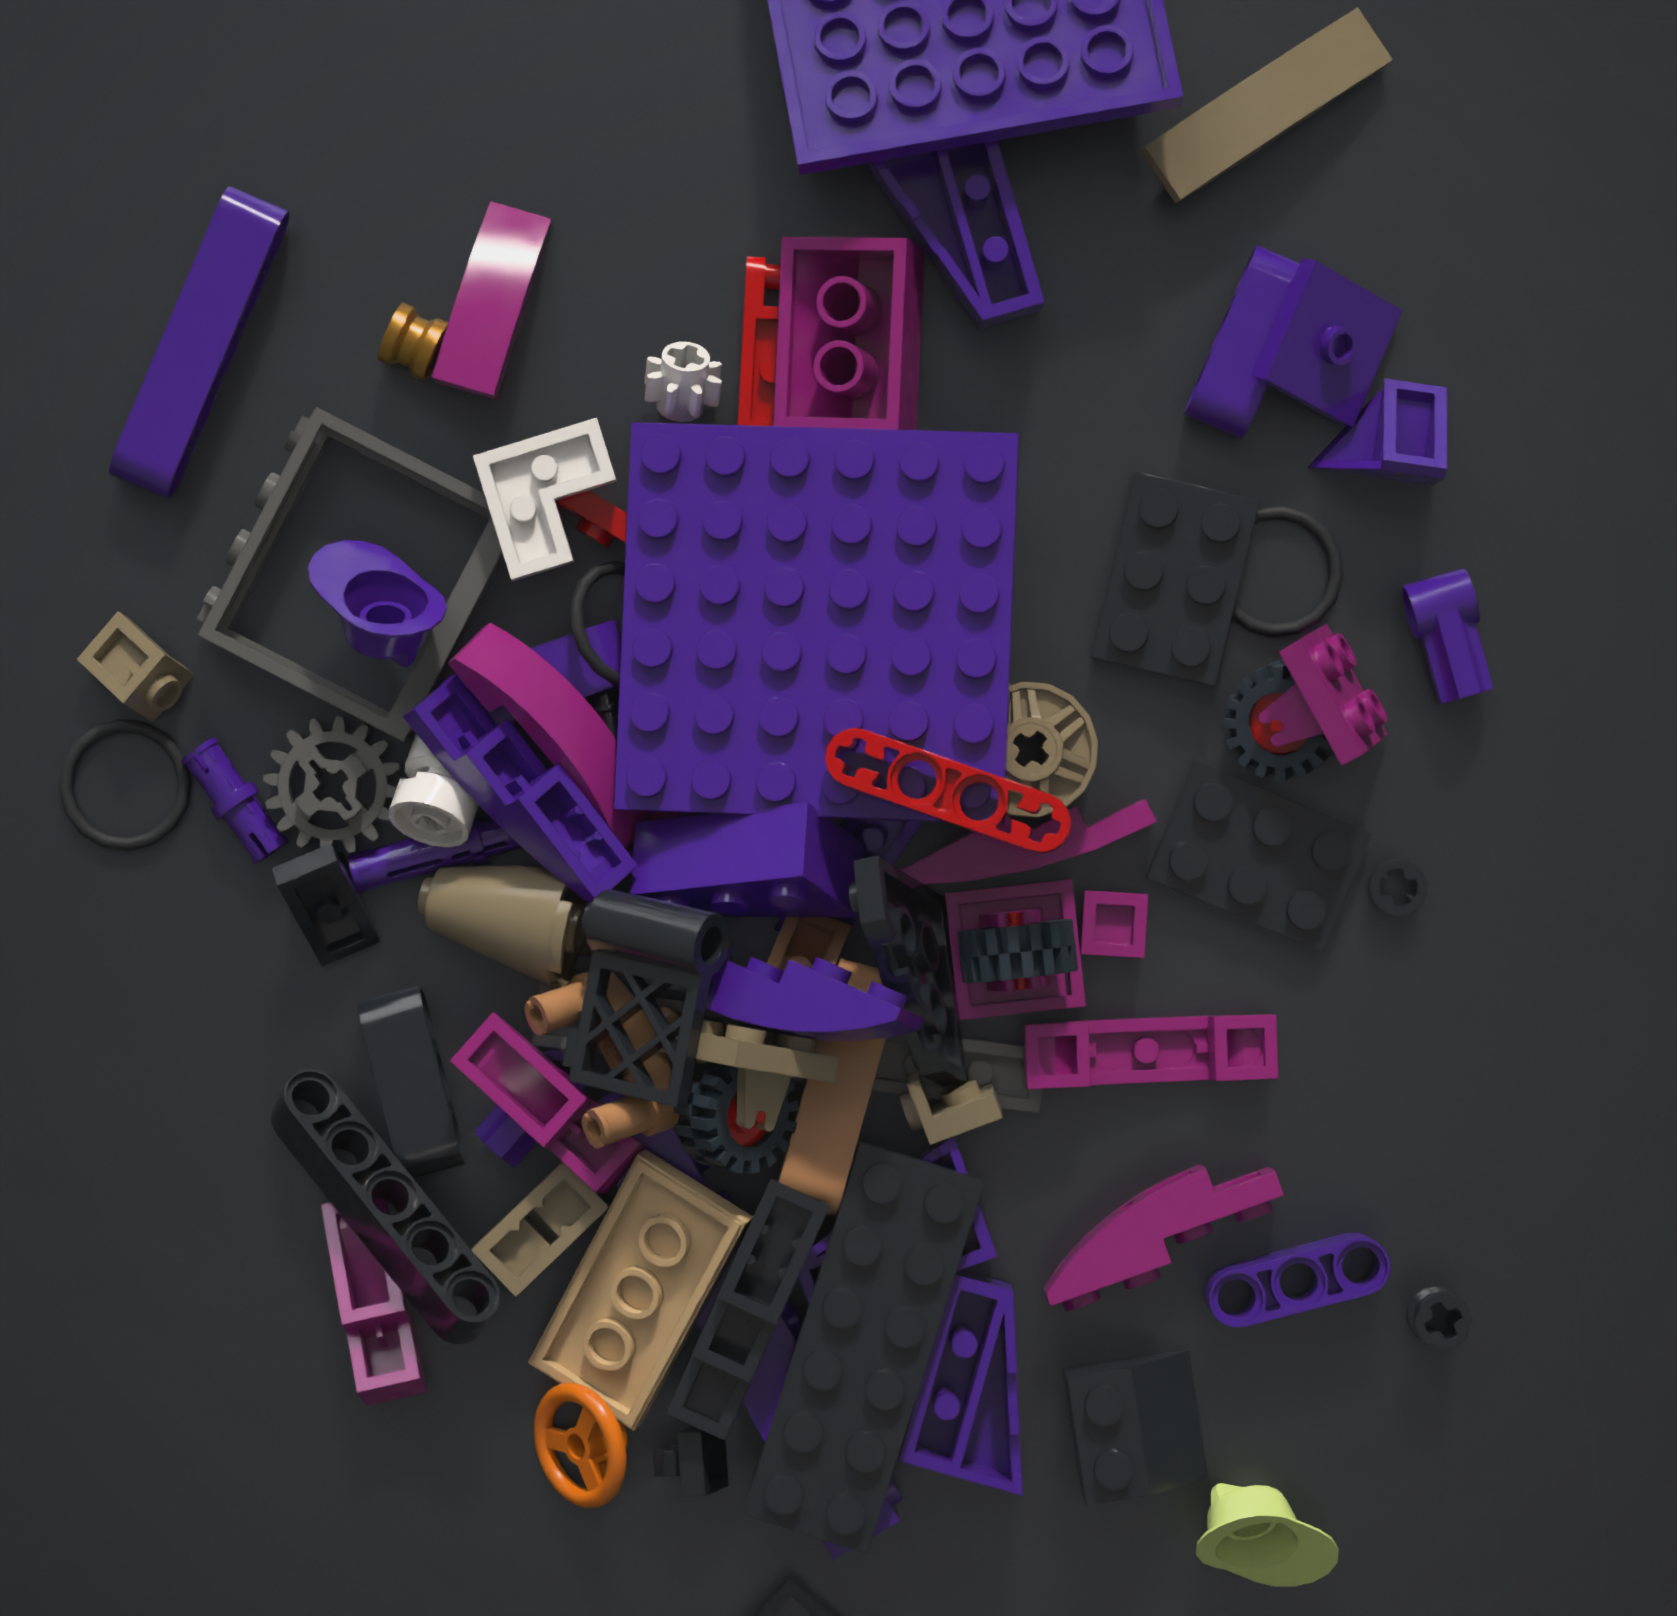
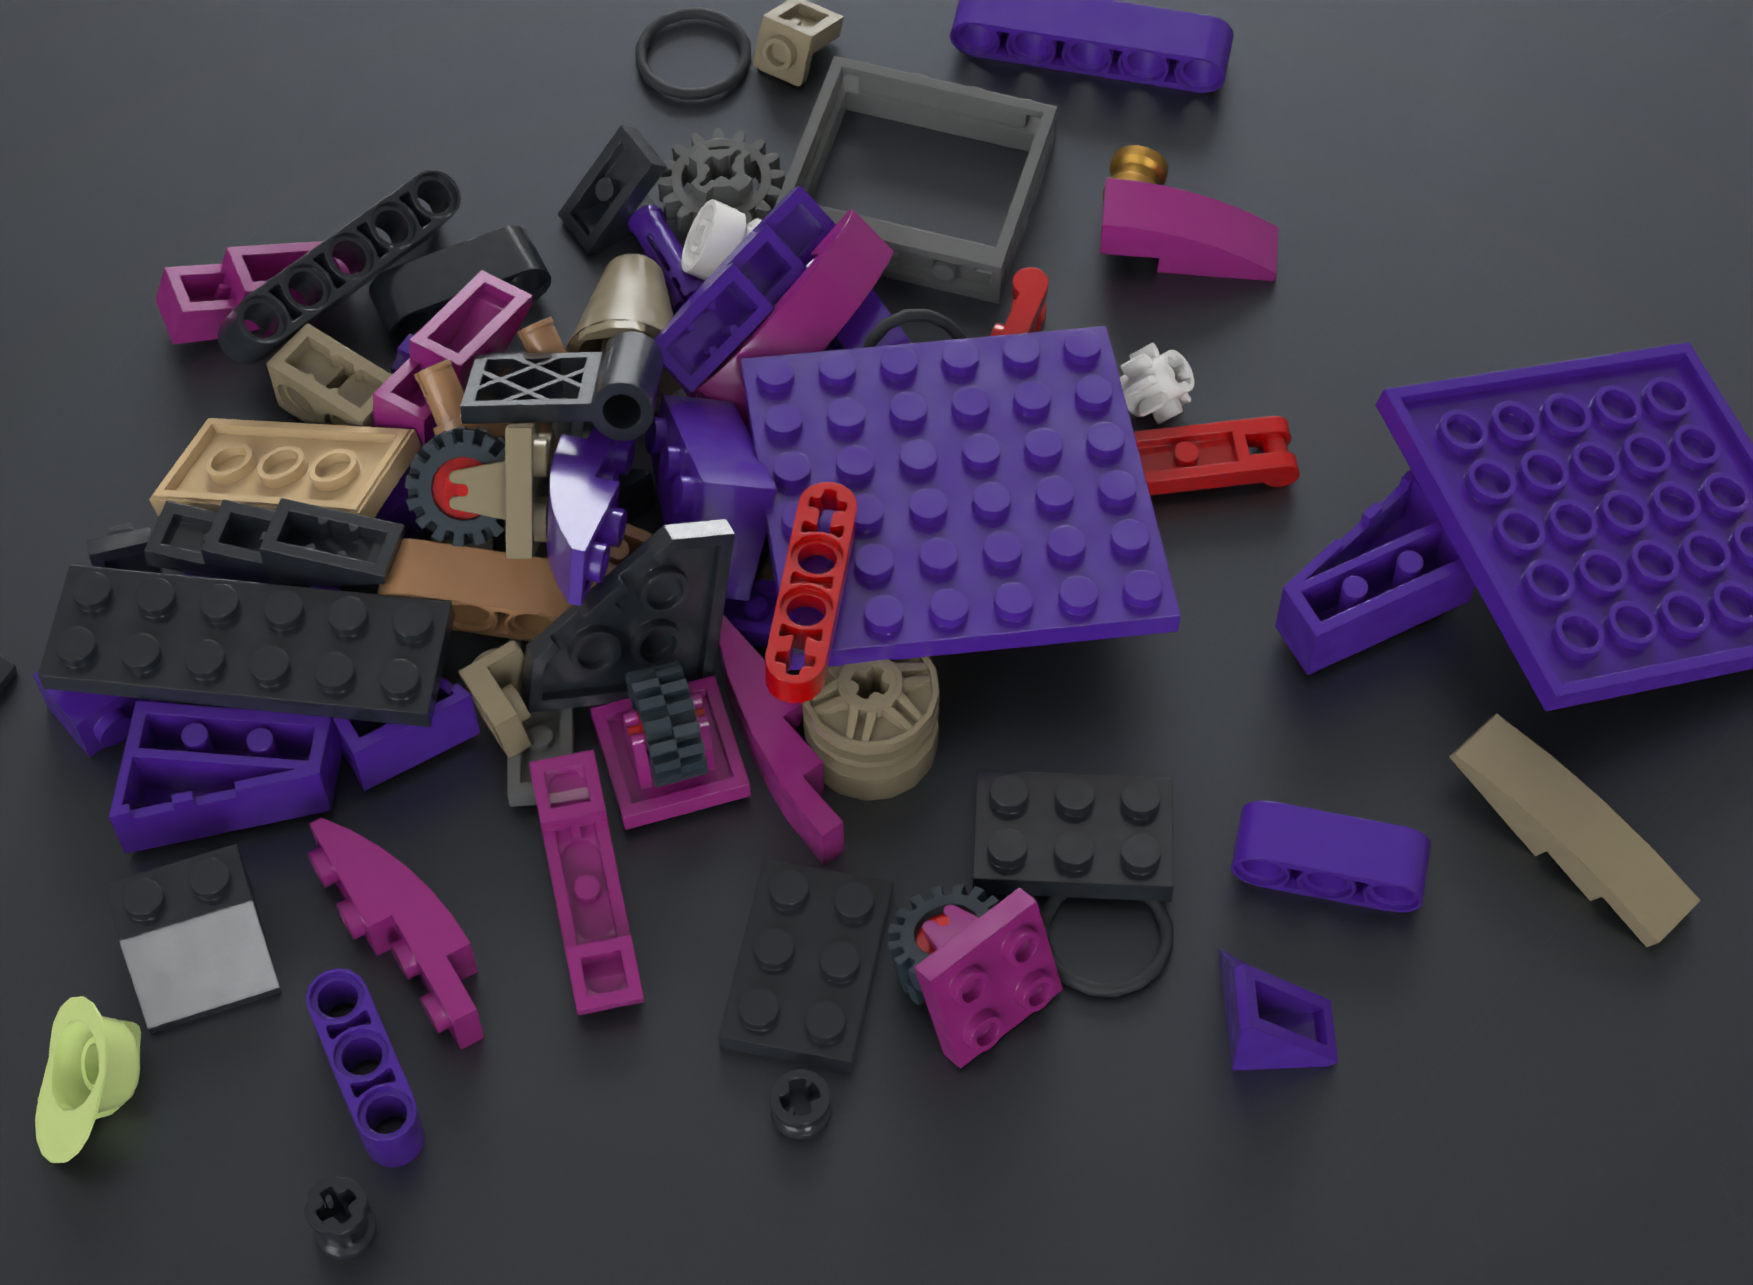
camera: 85 degrees right, 30 degrees down
(234, 800) = (700, 117): dark purple pin -> none
(378, 599) = (893, 157): dark purple piece -> none
(523, 488) = (1027, 253): white plate -> none
(592, 1445) = (133, 465): orange piece -> none
(849, 333) = (1242, 501): magenta slope -> none
(1113, 924) = (711, 835): magenta plate -> none
(1327, 342) = (1351, 919): dark purple plate -> none
(1445, 618) = (1092, 1091): dark purple piece -> none

